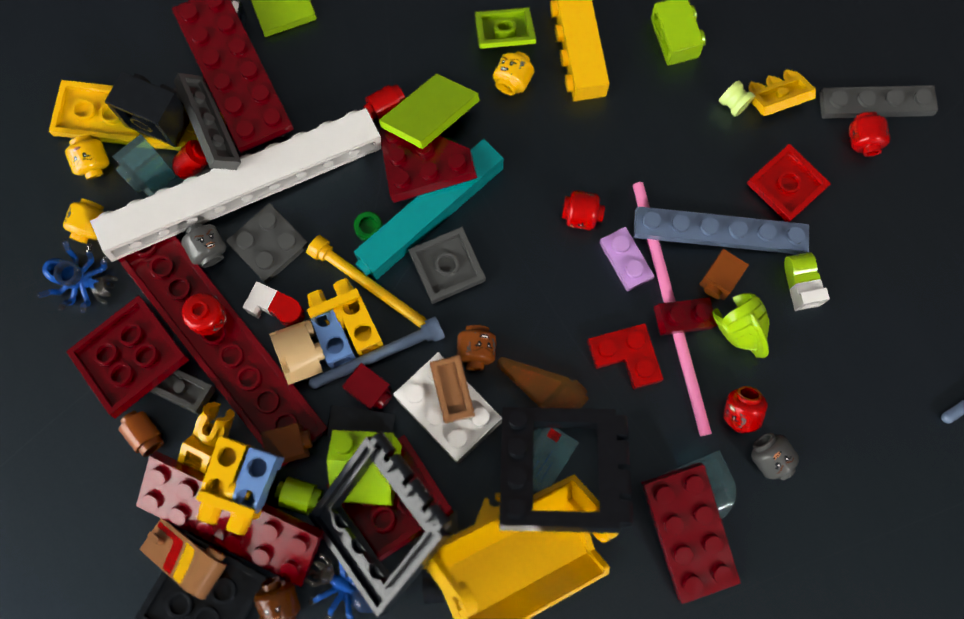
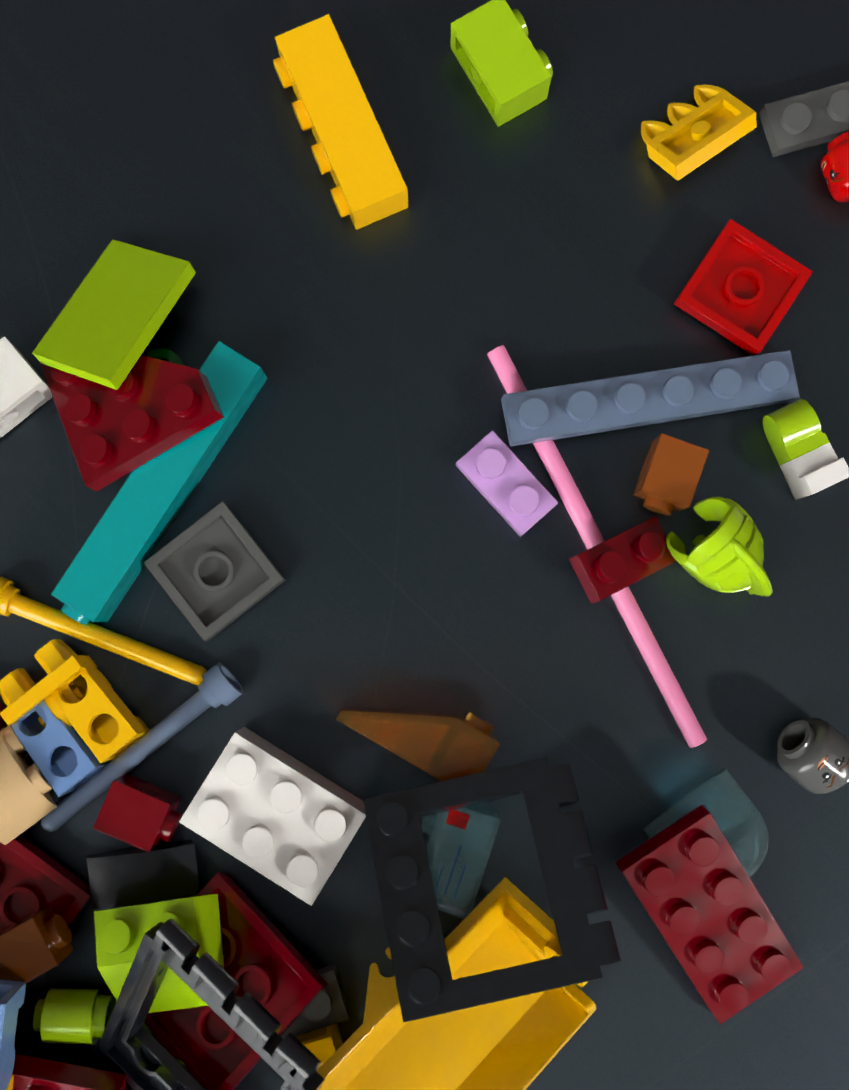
camera: 15 degrees left, 10 degrees up
(367, 224) = (66, 534): green tile -> none
(383, 101) = (34, 313): red brick -> none
(452, 389) = (272, 796): medium nougat tile -> none
(476, 347) = (297, 700): dark orange head -> none
(505, 28) = (207, 129): lime slope -> none
(513, 73) = (241, 207): yellow head -> none
(582, 210) = (415, 420): red head -> none
(628, 346) = (546, 629): red plate -> none
(736, 98) = (626, 159): yellowish green wheel -> none
(745, 409) = (754, 693): red head -> none

